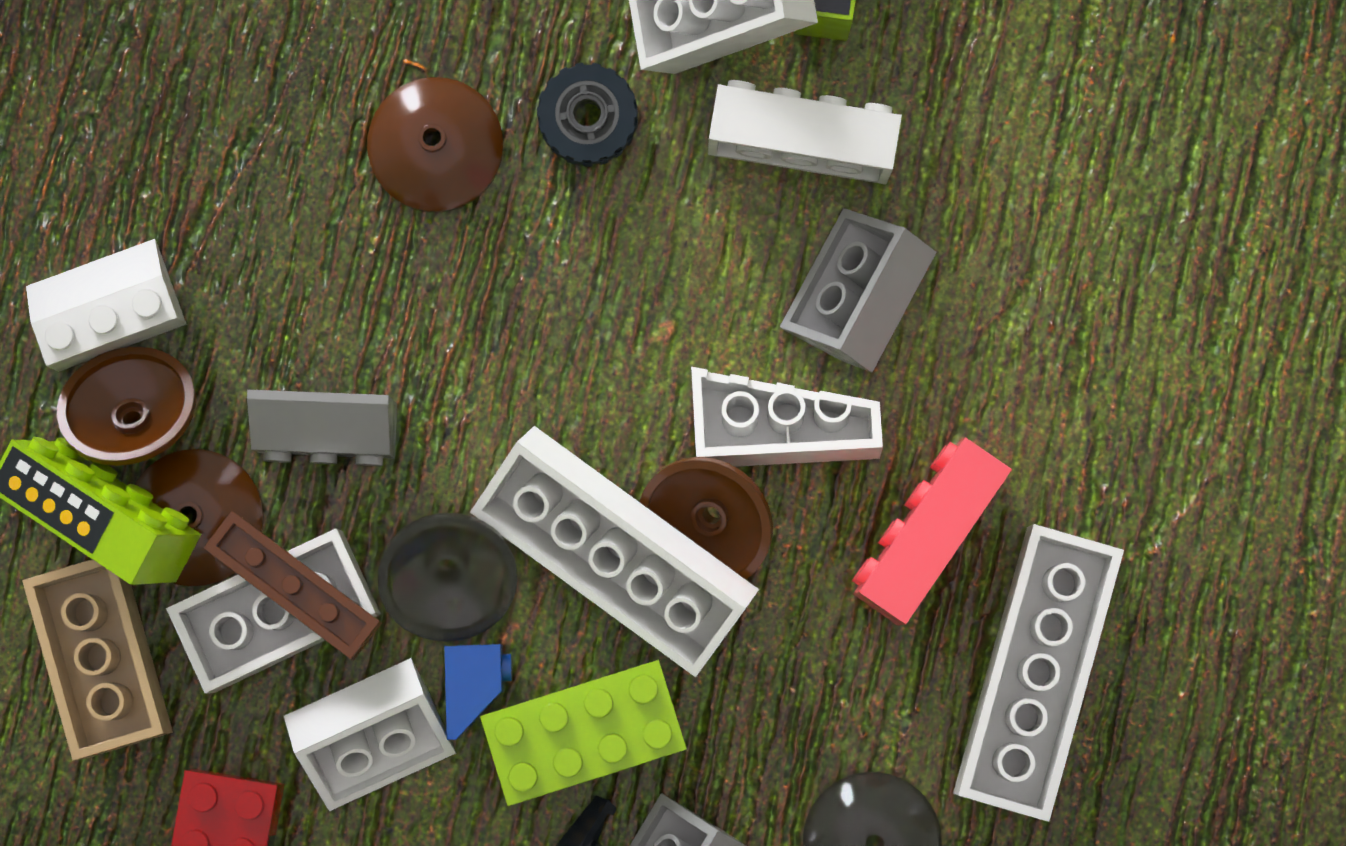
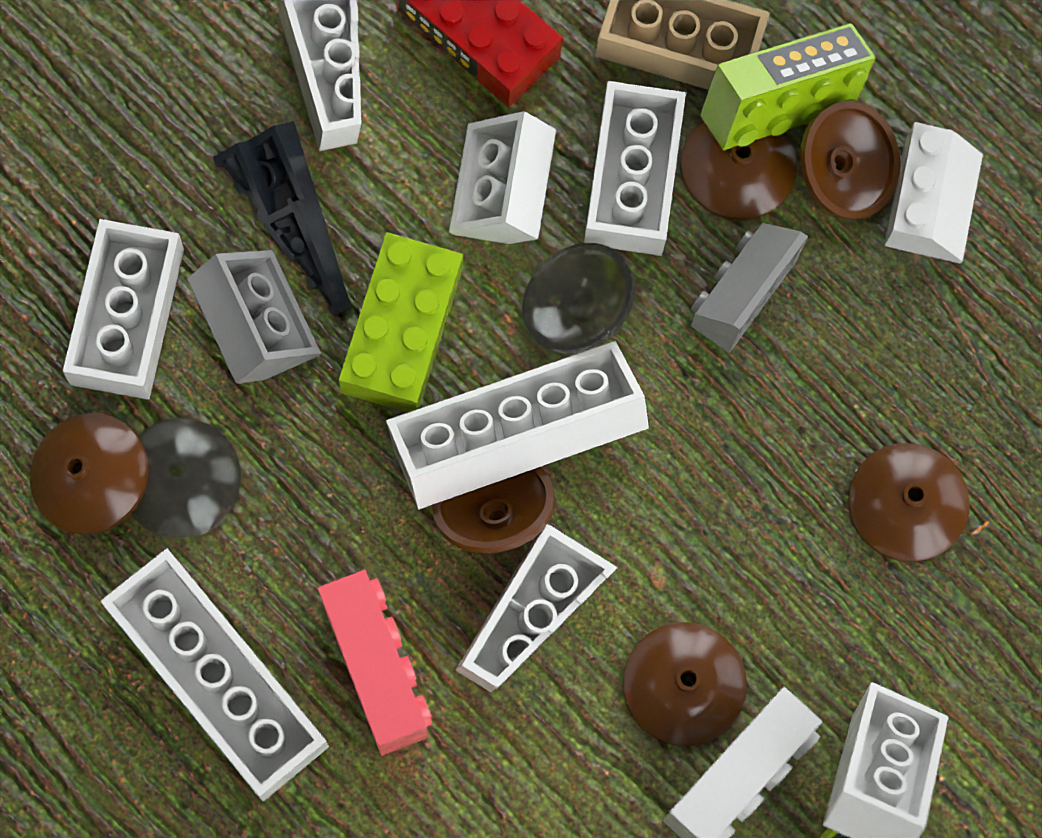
camera: 115 degrees right, 10 degrees down
(292, 585) = (643, 182): reddish brown plate -> none
(473, 683) = (491, 270): blue slope -> none
(583, 86) = (879, 607): black wheel -> none
(743, 274) = (679, 712): none -> reddish brown dish
(858, 289) = (594, 738): light grey slope -> none

